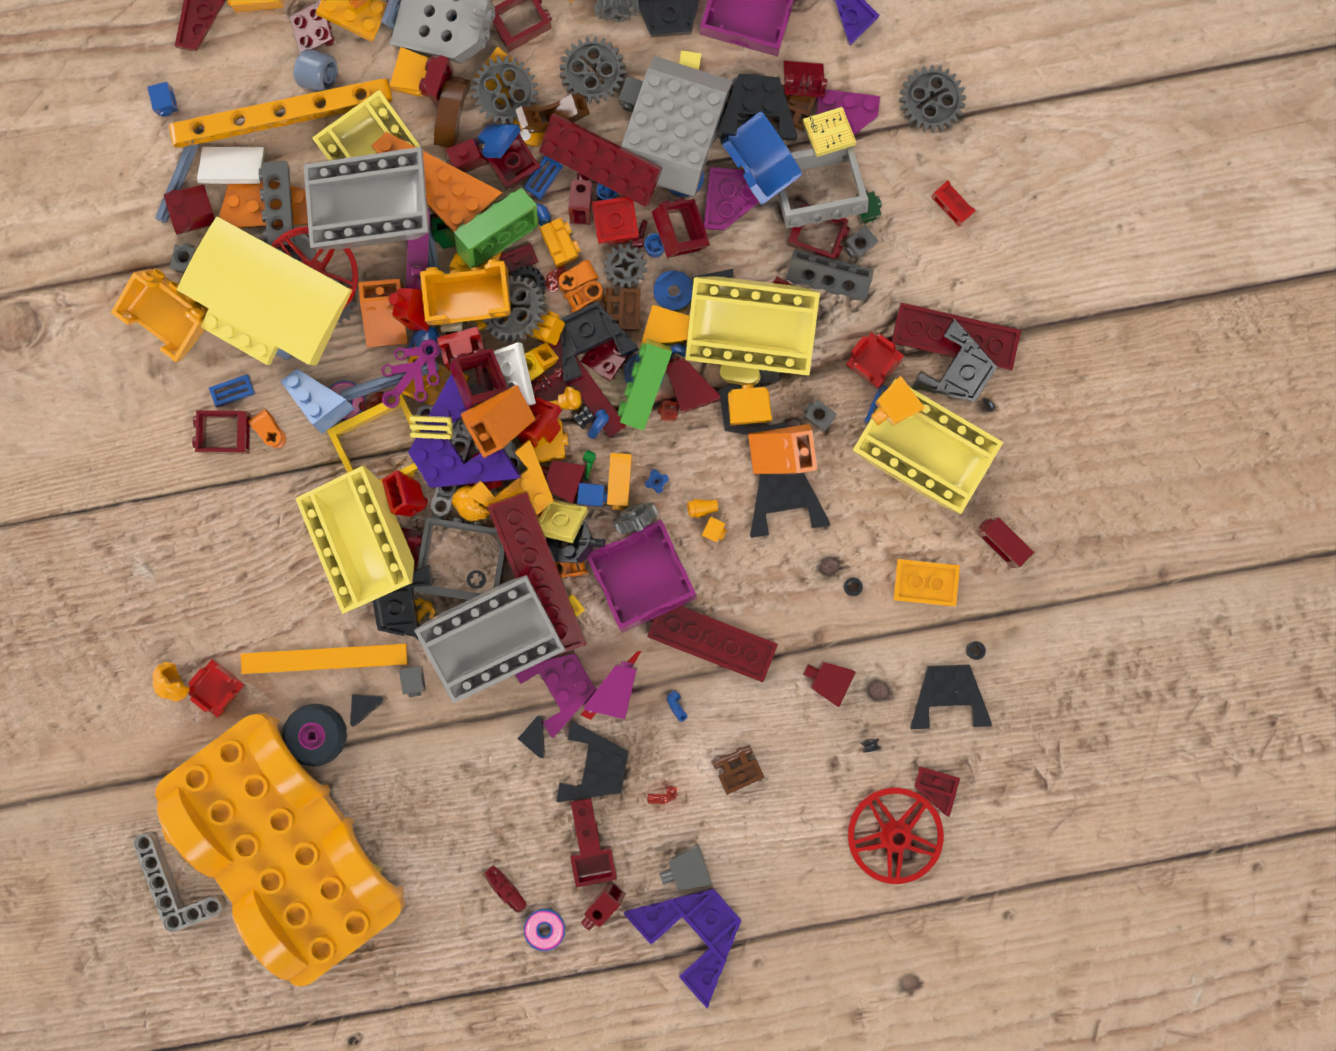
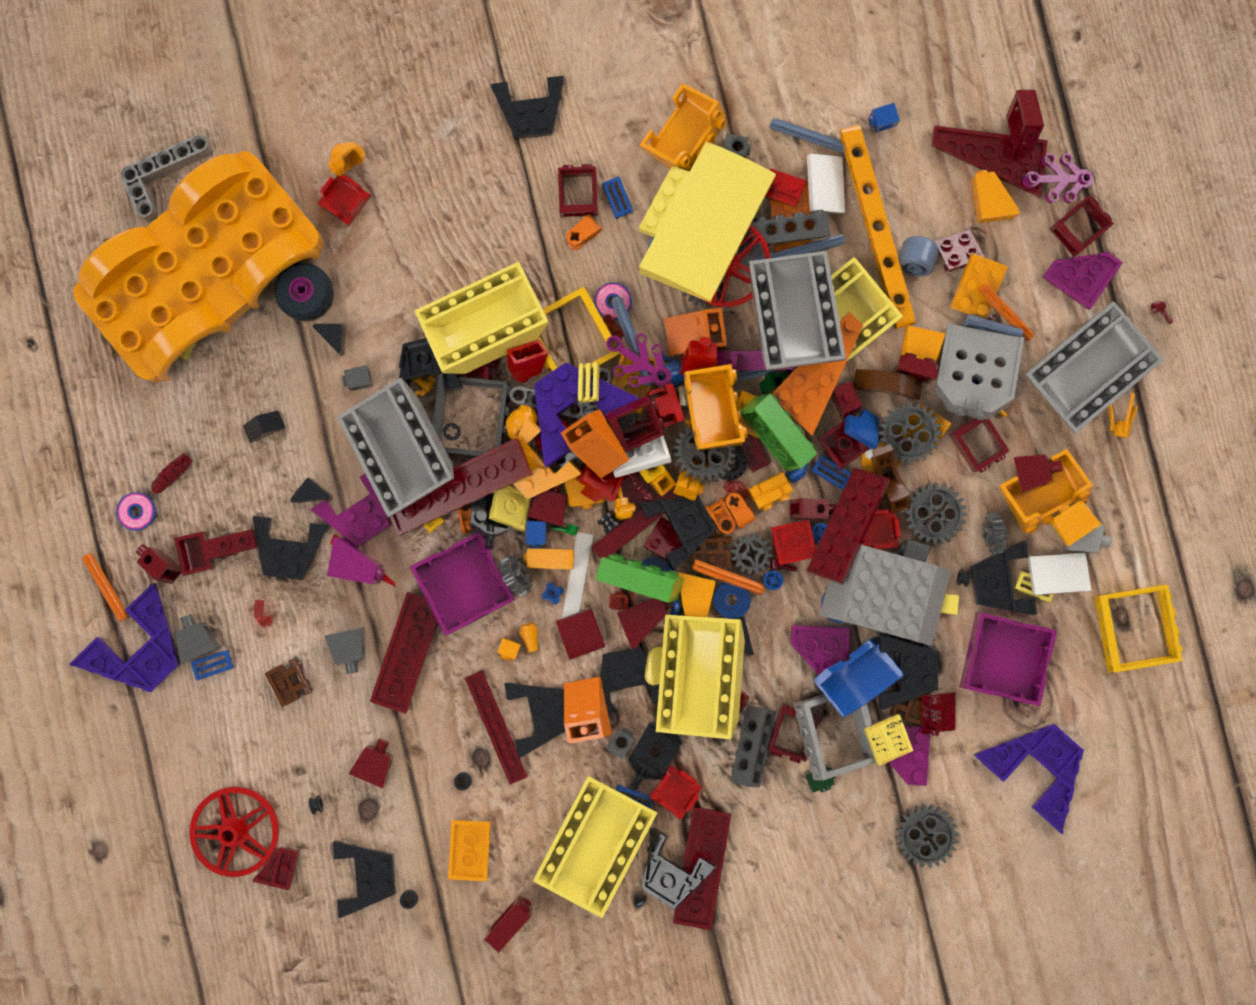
camera: 80 degrees right, 0 degrees up
(136, 478) = (530, 116): none -> black wing
(189, 209) = (783, 148): dark red slope -> none
(233, 207) = (786, 188): none -> red plate
(299, 185) = (816, 246): none -> sand blue axle
(316, 401) = (608, 275): wedge -> none
(324, 658) = (375, 296): light orange tile -> none
(459, 786) = (263, 426): none -> black slope
(599, 423) = (602, 537): blue arm -> none
(608, 123) = (883, 531): none -> red panel
(625, 966) = (105, 587): none -> orange axle
(643, 454) = (578, 574): none -> white sticker
(649, 291) = (728, 577): none -> orange axle
(662, 44) = (963, 577): none -> black bush
(676, 708) = (350, 618): blue arm -> none
(693, 224) = (796, 614): dark red window -> none
(701, 453) = (580, 633): none -> dark red slope
(704, 704) = (347, 648): none -> dark grey torso
(710, 835) = (228, 659): none -> blue tile
(749, 405) = (625, 676): light orange torso -> none
(797, 548) = (496, 727): none -> dark red tile
(843, 391) = (648, 766): none -> black plate
(866, 236) = (789, 781): dark grey brick -> none
(897, 404) = (632, 816): light orange torso -> none
(952, 203) = (828, 859): red hinge -> none

